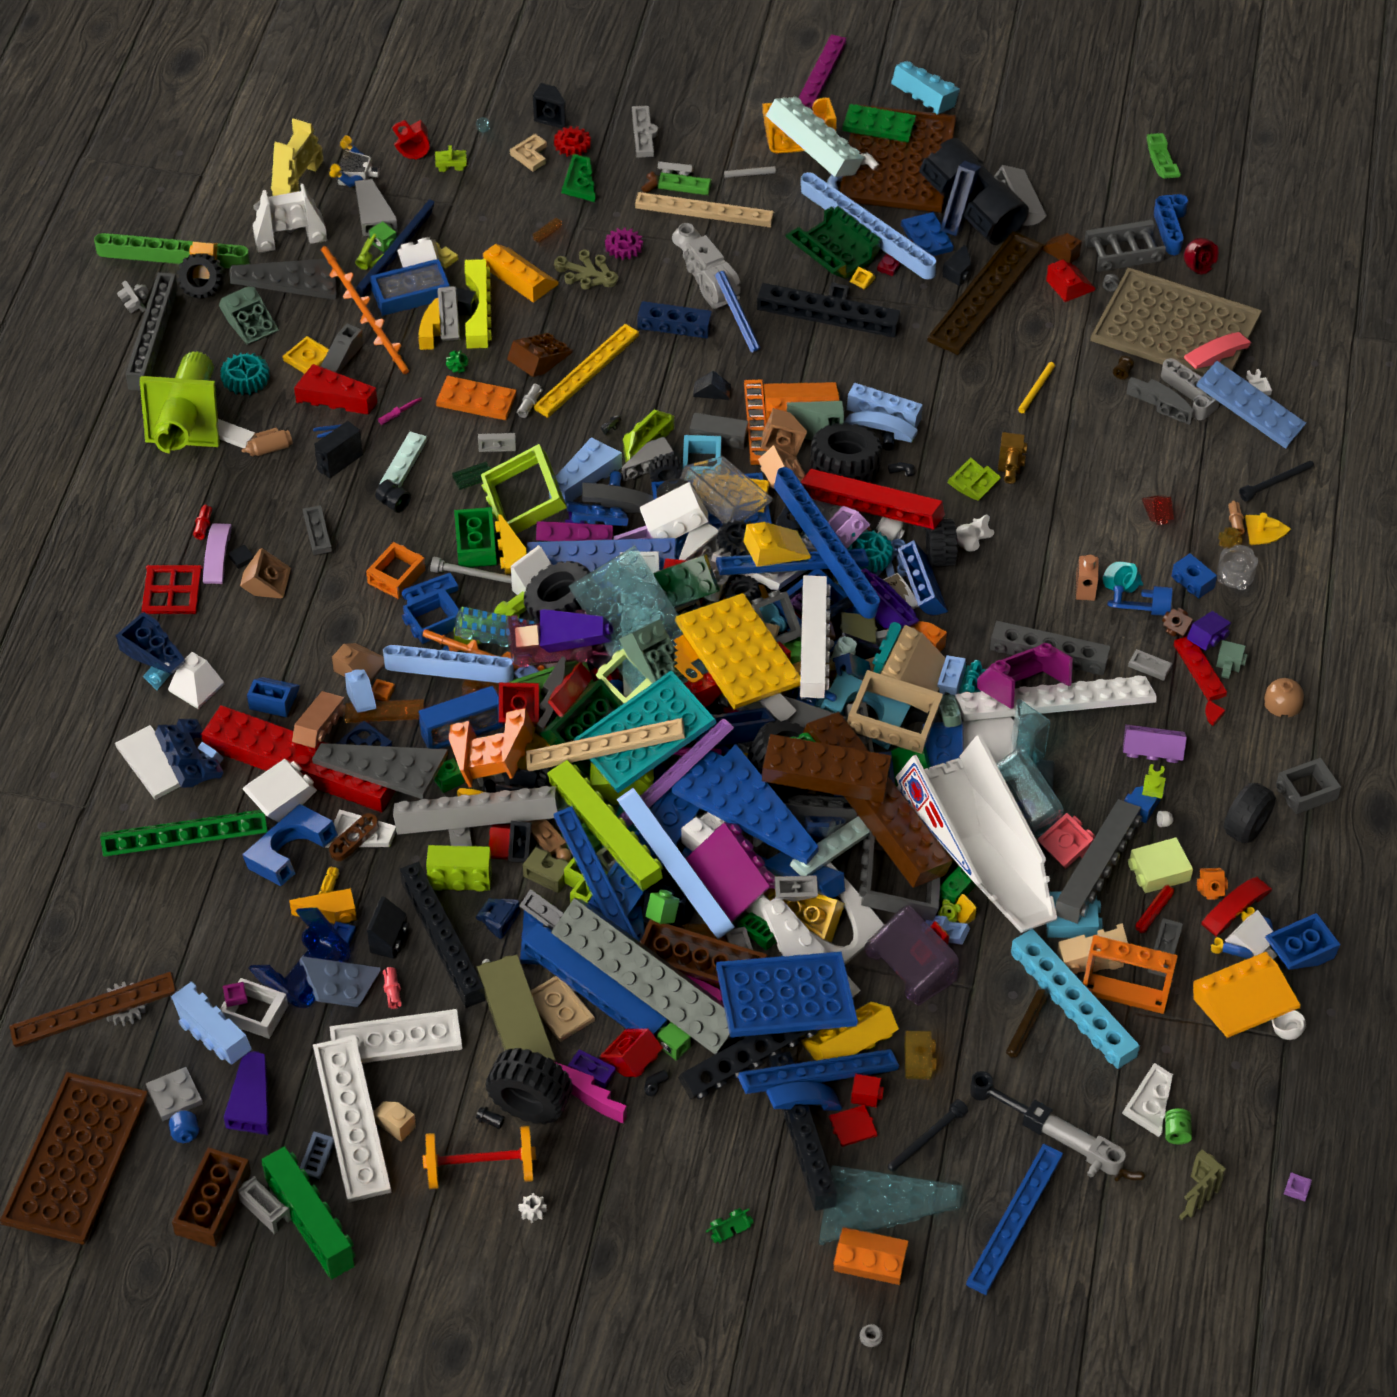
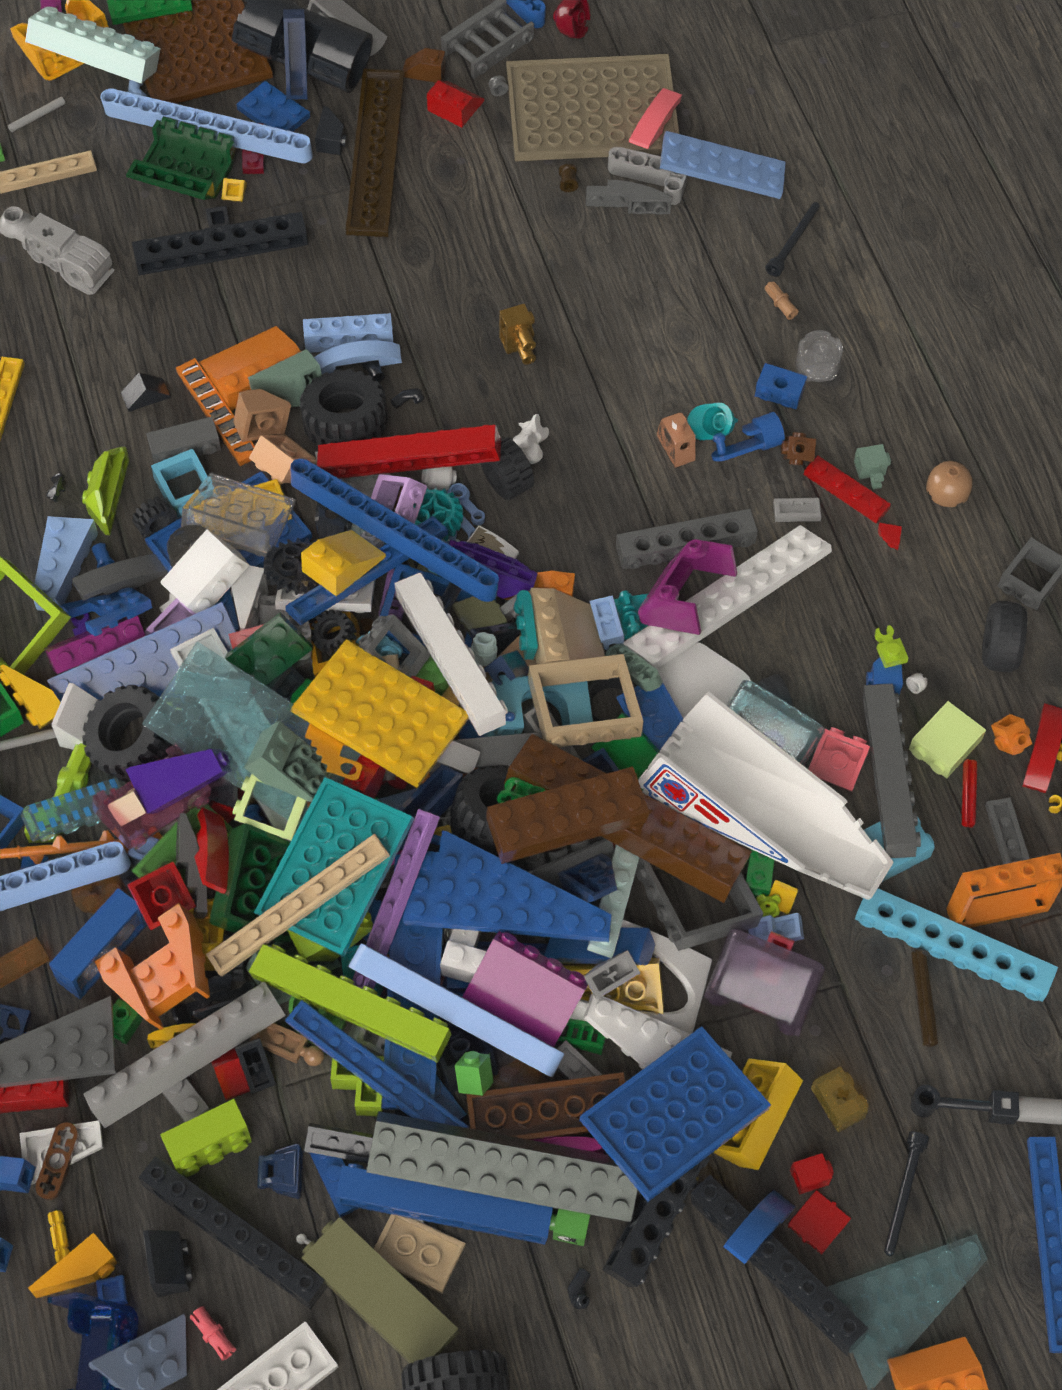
camera: 30 degrees left, 10 degrees up
(536, 869) = (317, 1092): olive brick -> none
(593, 1066) = (500, 1311): dark purple plate -> none
(594, 1096) = (523, 1347): dark pink slope -> none
(632, 1052) = (532, 1266): red slope -> none
(640, 461) = (124, 504): light grey slope -> none
(674, 319) = (56, 328): dark blue brick -> none
(737, 311) = (125, 289): axle -> none
(819, 1070) = (754, 1185): blue tile -> none
(868, 159) = (166, 48): white arm -> none
(922, 579) = (508, 520): blue brick -> none
(974, 479) = (490, 376): lime slope -> none
(1030, 731) = (738, 656): clear light blue slope -> none
(1036, 387) = (491, 254): yellow bar -> none
(1075, 951) = (939, 882): tan wedge -> none
(1154, 743) = (856, 598): medium lavender slope -> none
(1159, 508) = (699, 324): clear red slope -> none
(1209, 630) = (836, 443): dark purple brick -> none
(1230, 537) = (790, 326): clear yellow gear -> none
(1260, 383) = (714, 136): white plate -> none
(1264, 529) = (814, 300): yellow shield -> none

